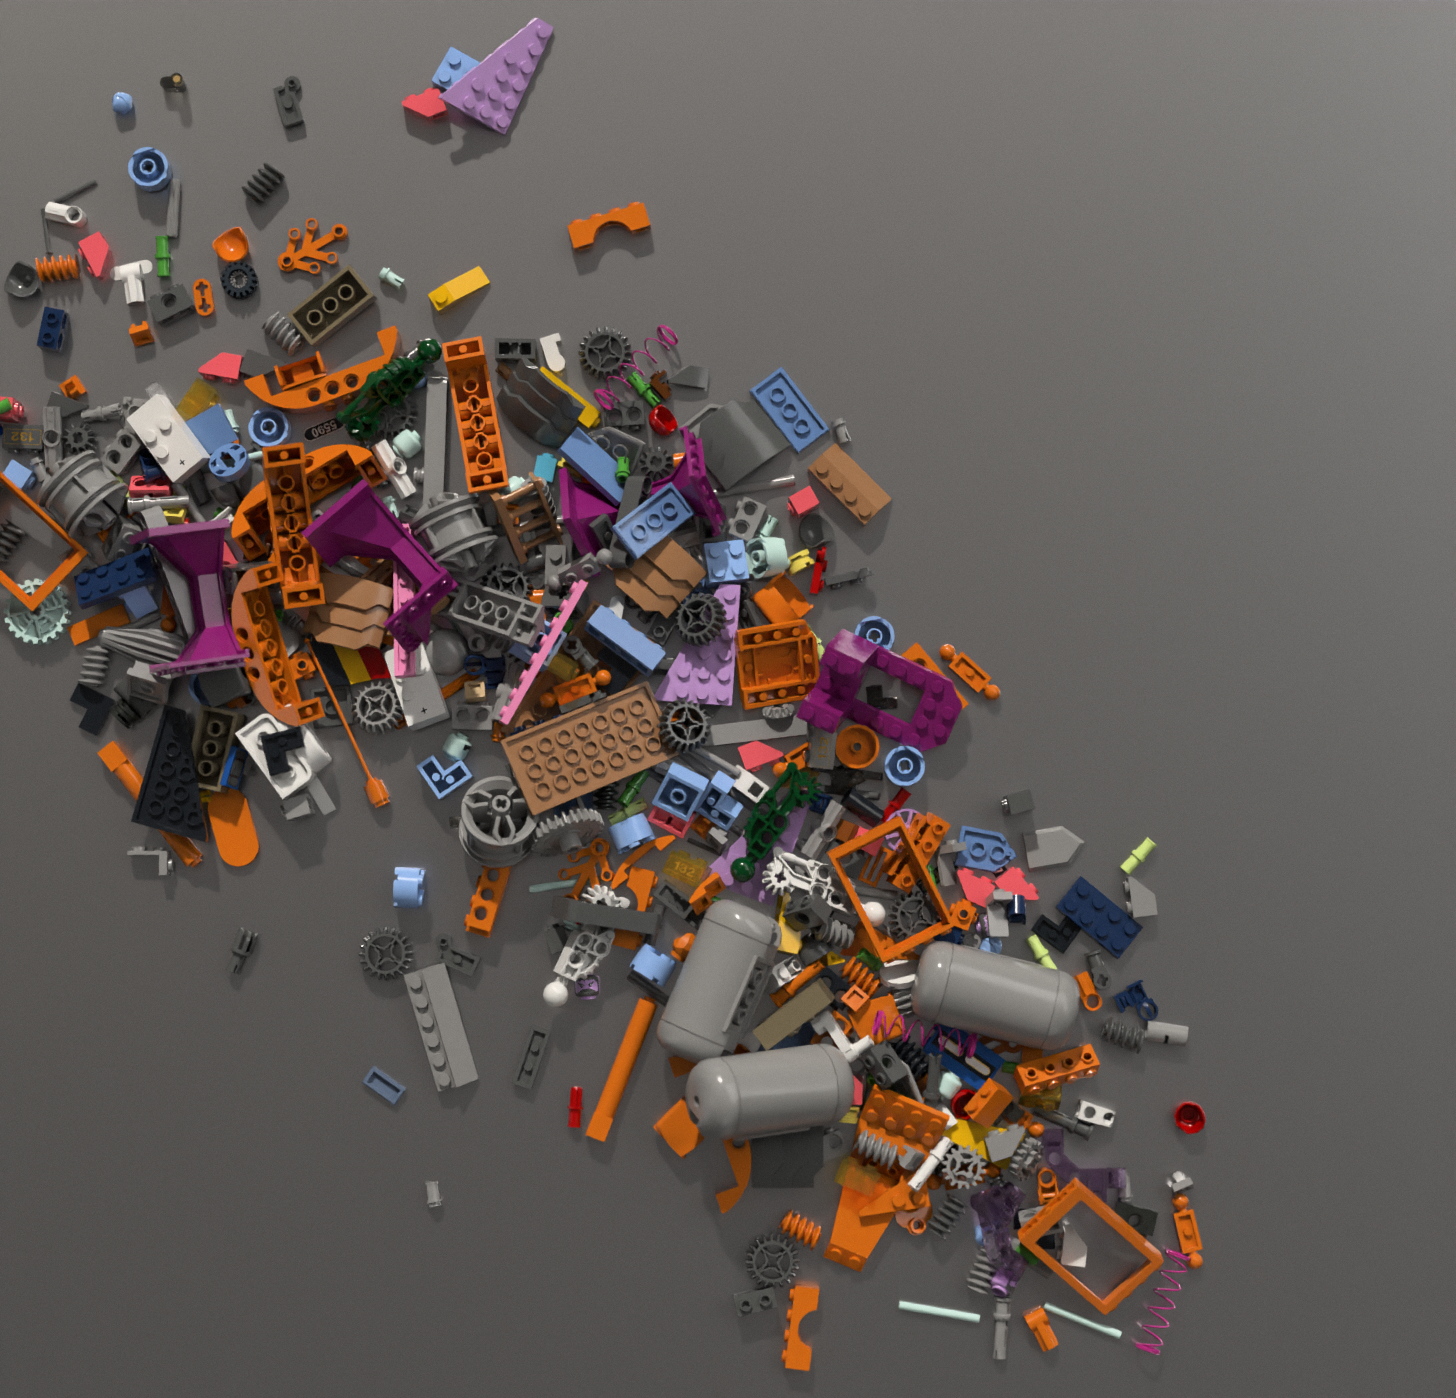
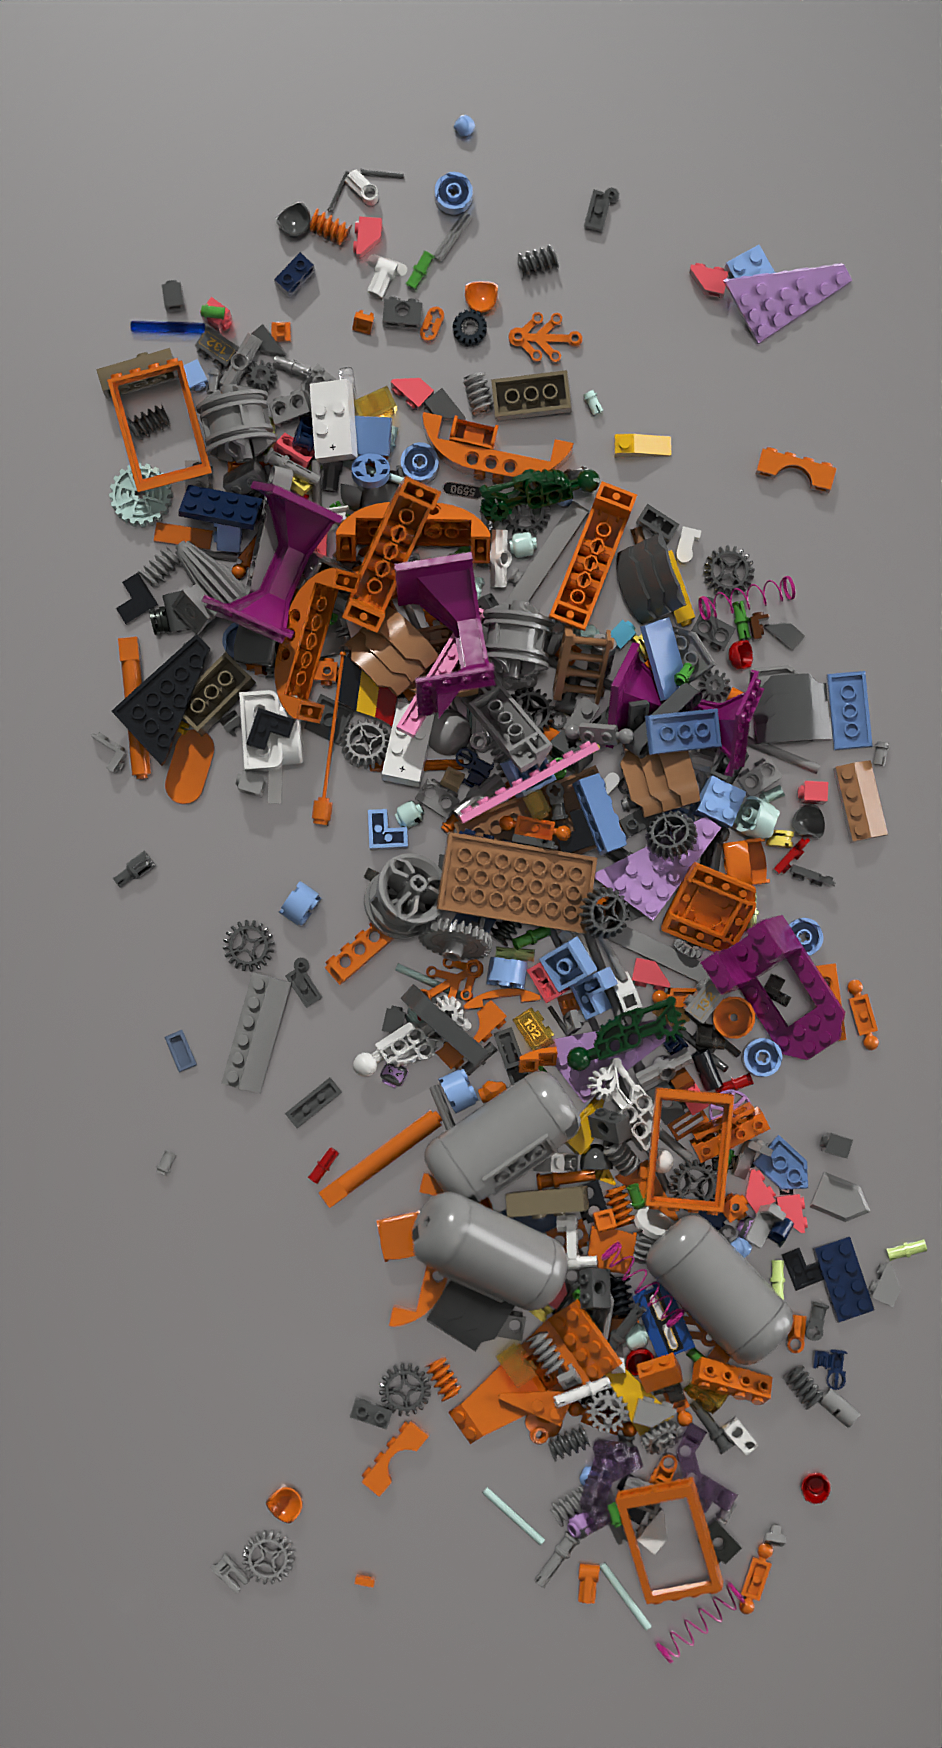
camera: 30 degrees right, 0 degrees up
(173, 83) = (515, 135): clear smoke piece -> none
(234, 767) = (220, 719): tile -> none

